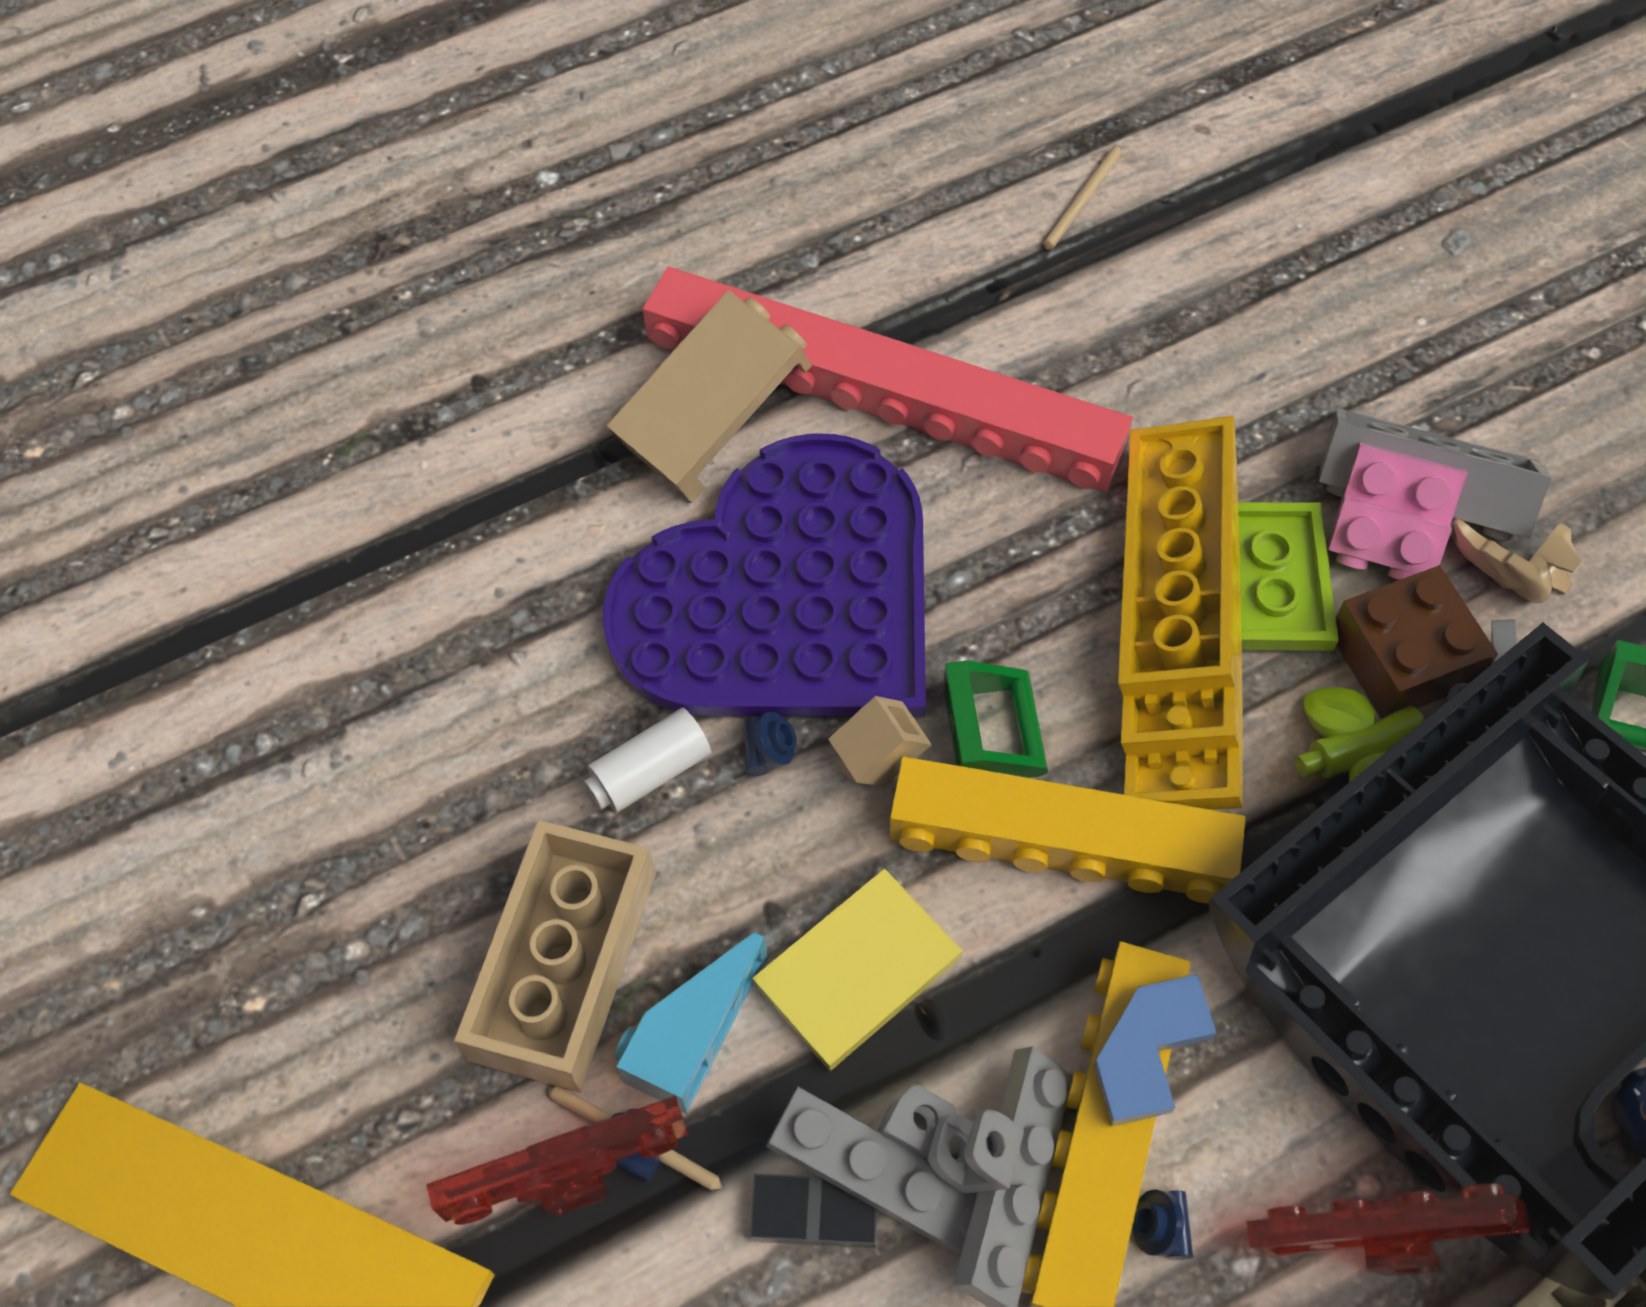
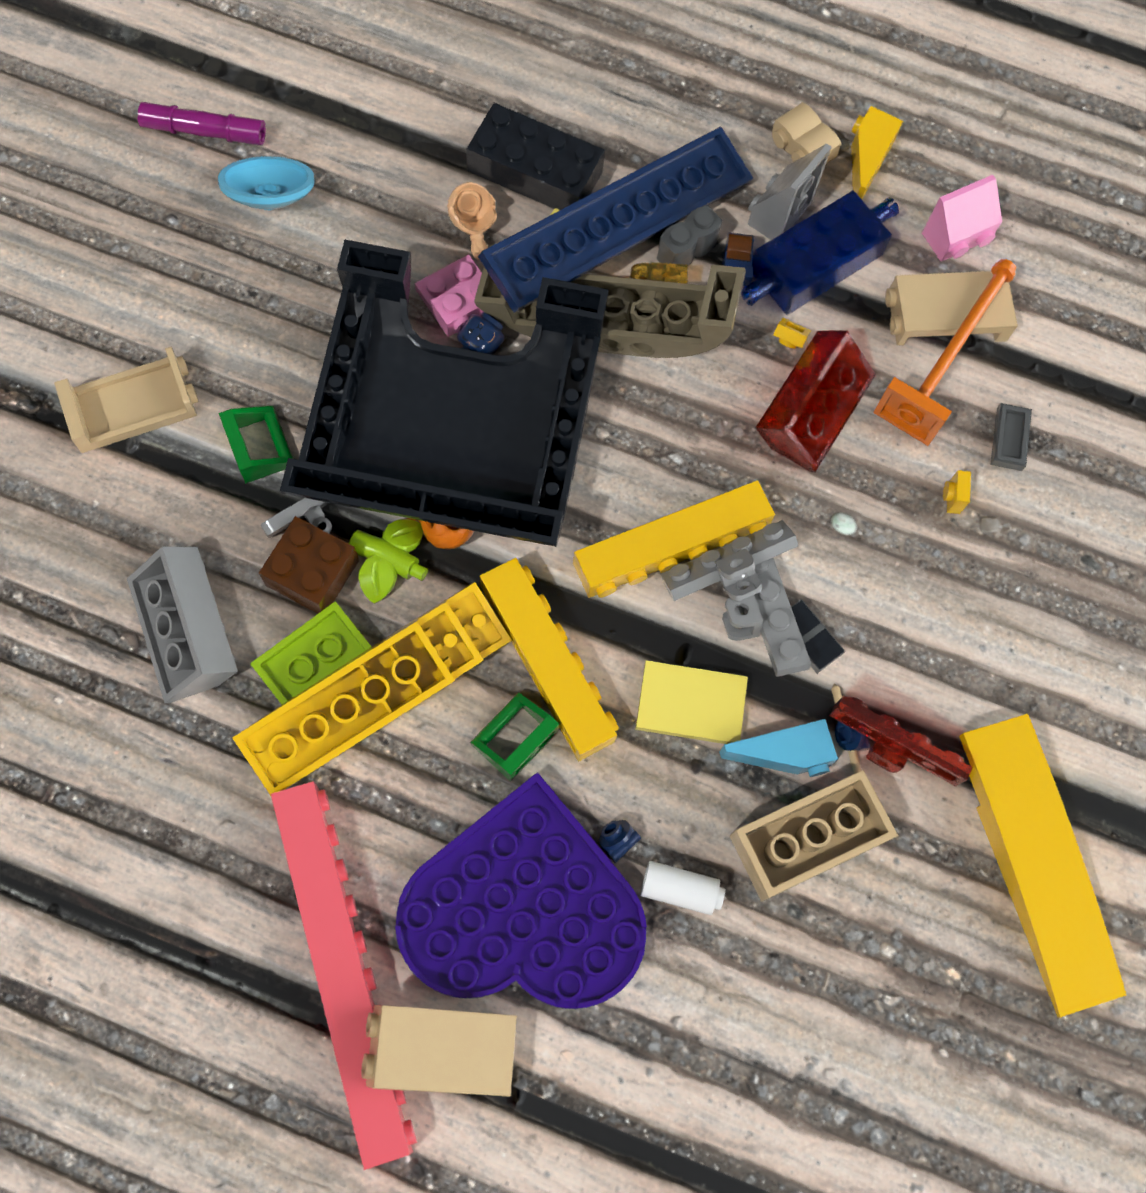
camera: 140 degrees left, 10 degrees up
(876, 740) = (578, 776): tan brick -> none
(1082, 198) = (92, 964): tan axle -> none
(1130, 1064) = (618, 544): medium blue tile -> none
(1163, 1224) = (690, 494): dark blue plate -> none
(1392, 1231) = (626, 403): clear red plate -> none
(1395, 512) = (233, 618): bright pink plate -> none
(1529, 579) = (209, 531): tan hair -> none

